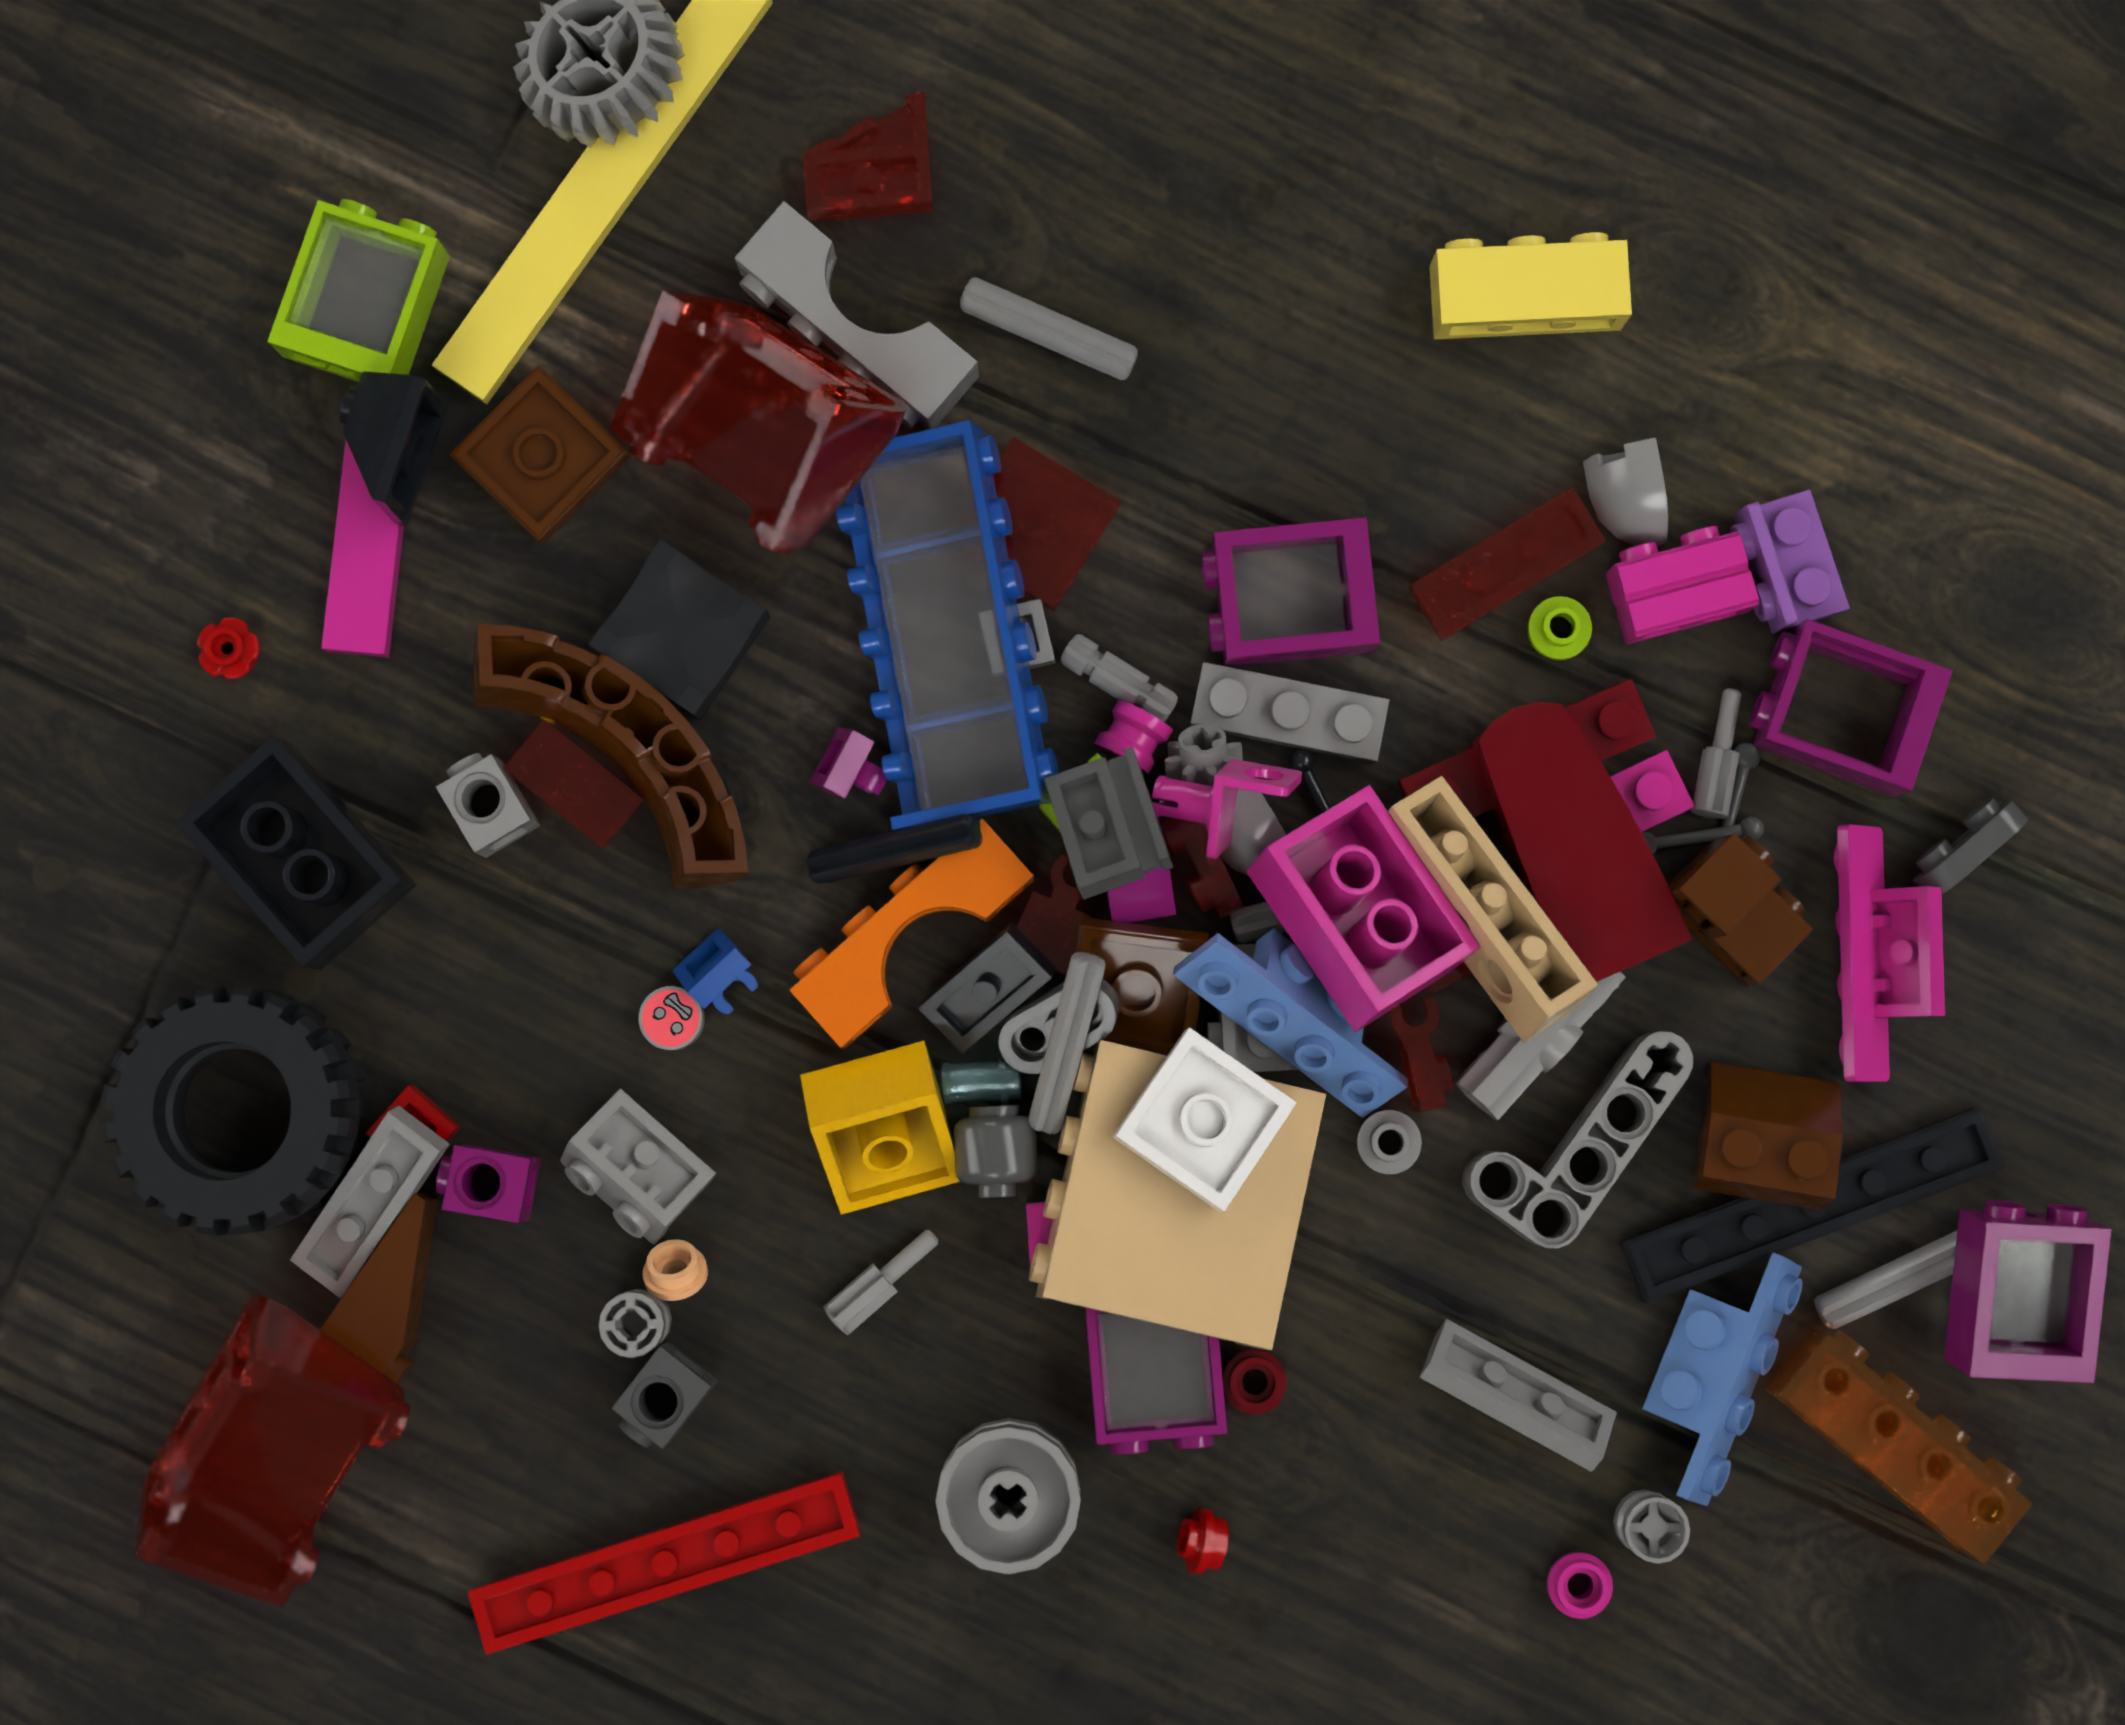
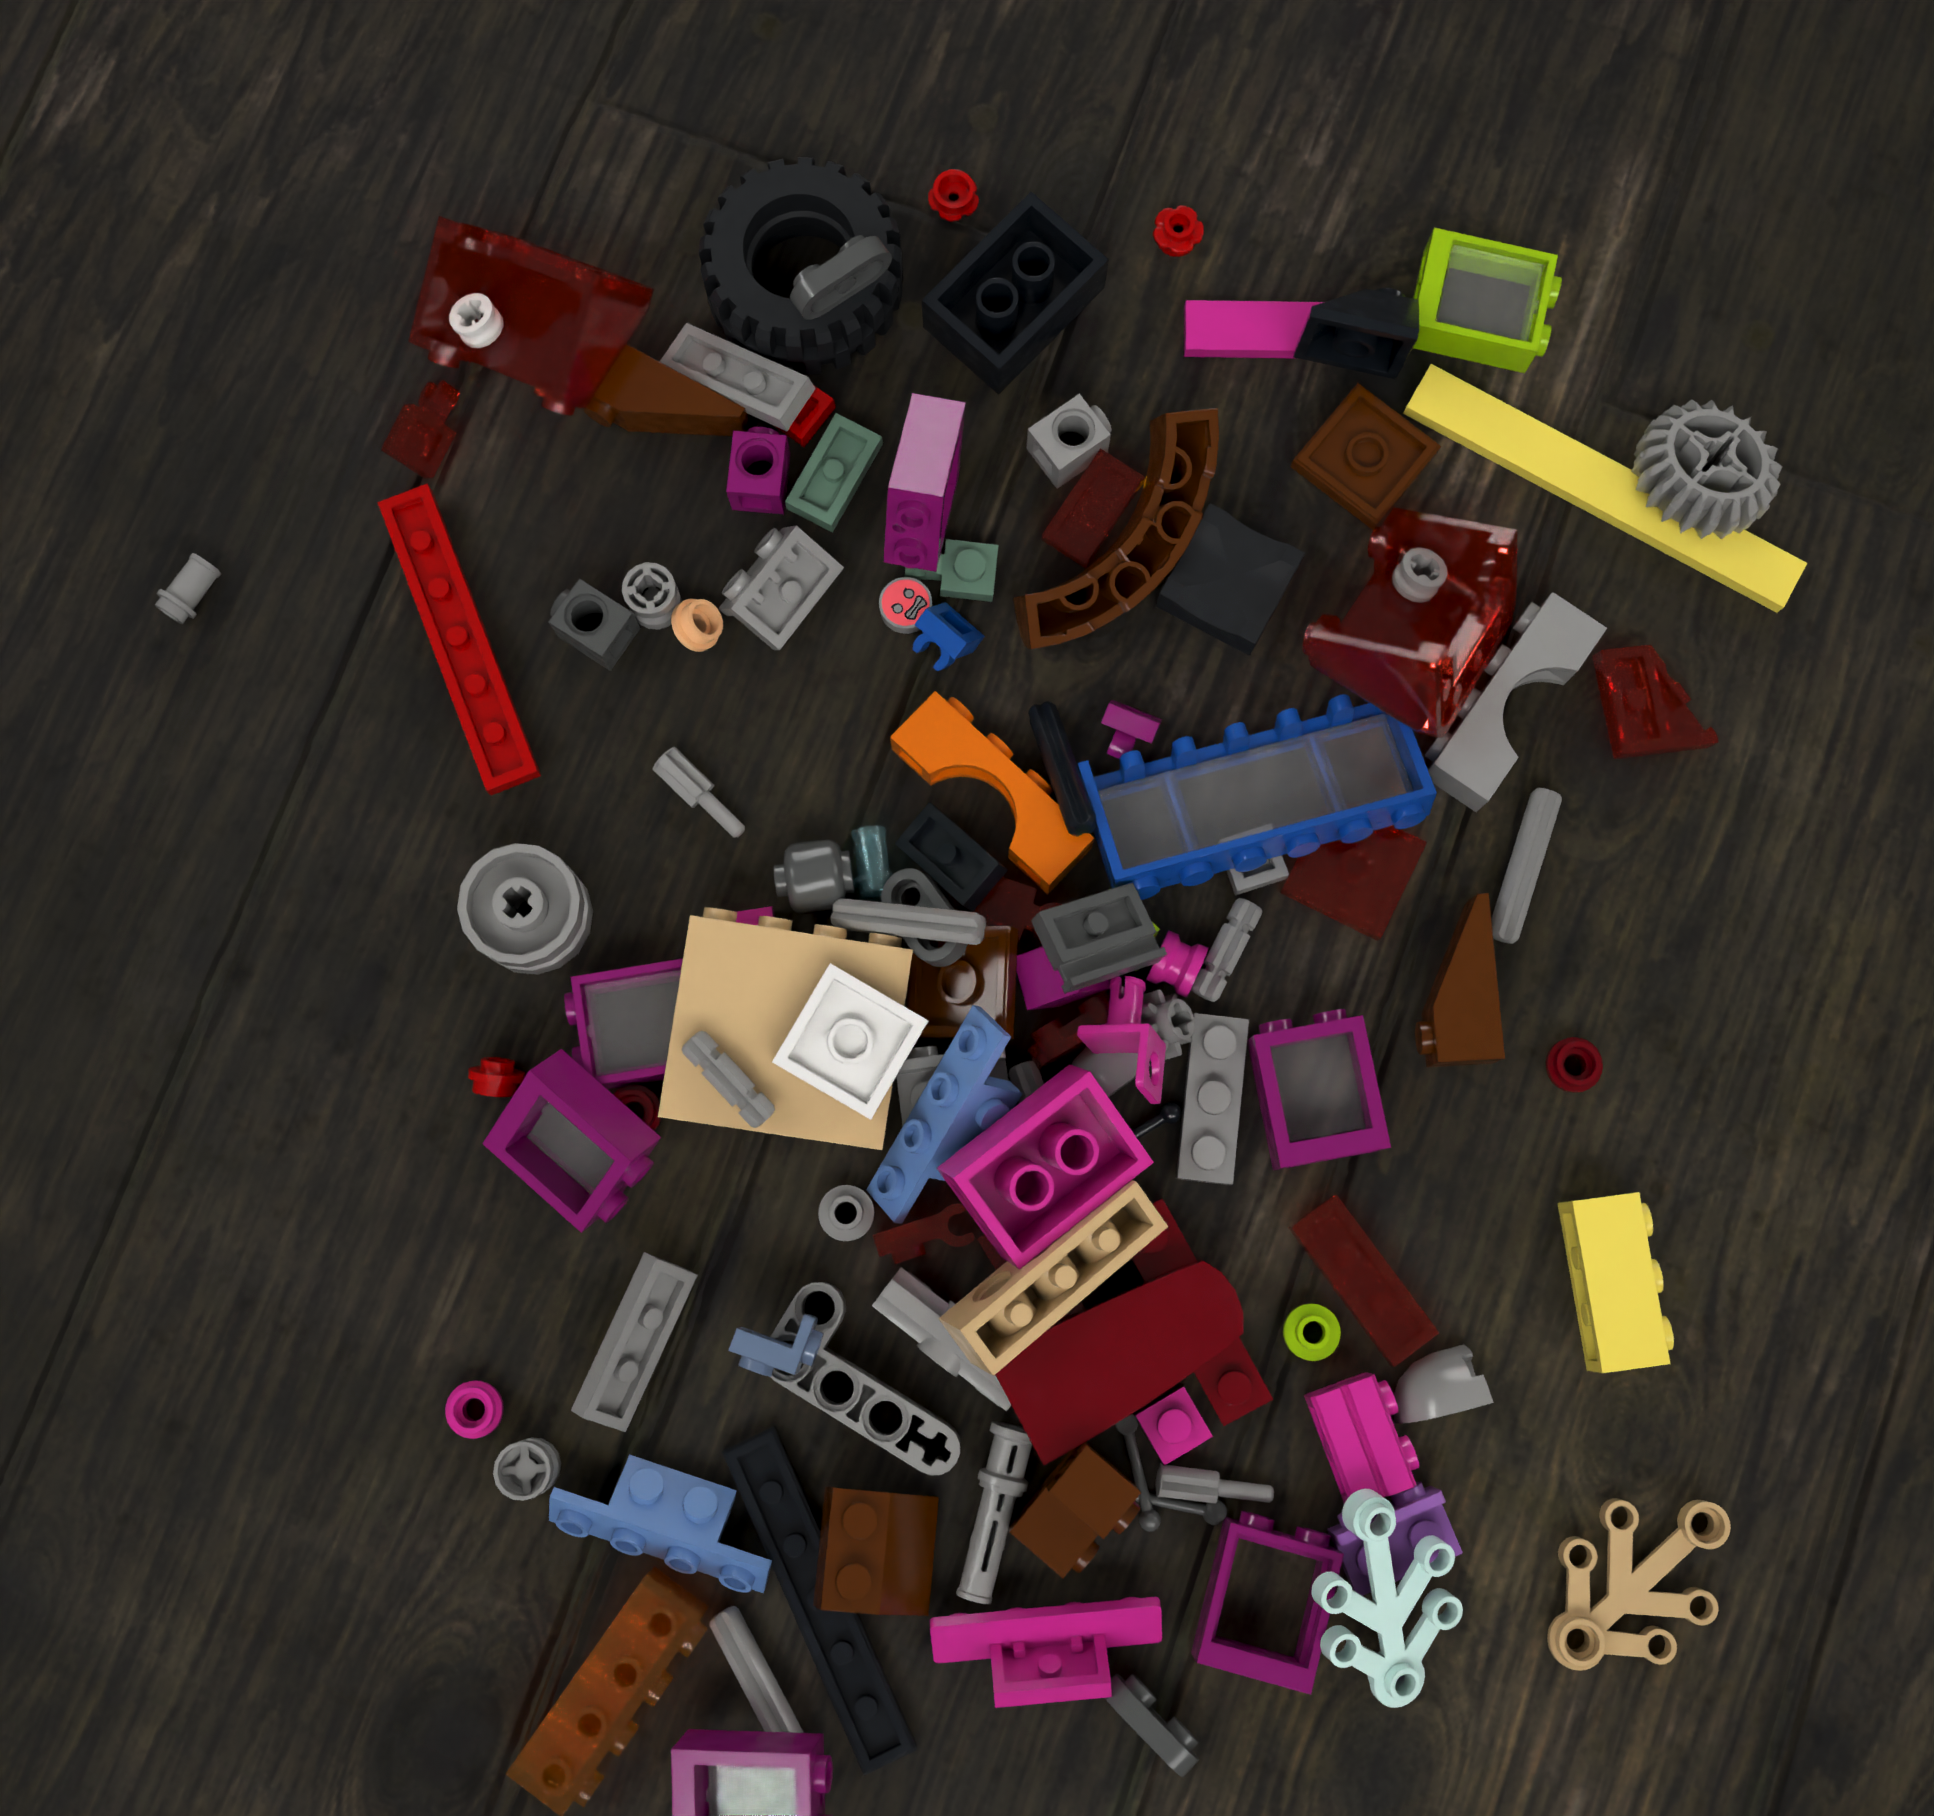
camera: 85 degrees right, 5 degrees down
(138, 918) = (957, 183): none -> red plate
(242, 1523) = (479, 333): none -> white bush
(260, 1039) = (851, 270): none -> dark grey plate
(401, 1598) = (419, 433): none -> clear red plate
(499, 1091) = (834, 472): none -> sand green plate
(535, 982) = (923, 482): none -> magenta window
(633, 945) = (964, 570): none -> sand green plate
(678, 410) = (1421, 587): none -> light grey bush
(880, 1127) = (827, 778): yellow slope -> none
(1203, 417) = (1463, 1007): none -> reddish brown slope
(1237, 1264) = (728, 1079): none -> light grey axle
(1285, 283) = (1590, 1062): none -> dark red plate
(1294, 1447) = (572, 1141): none -> magenta window
(1549, 1242) = (764, 1353): none -> sand blue bracket
(1703, 989) = (1002, 1483): none -> light grey pin
(1858, 313) = (1629, 1589): none -> tan plant
(1927, 573) = (1389, 1605): none -> light aqua plant

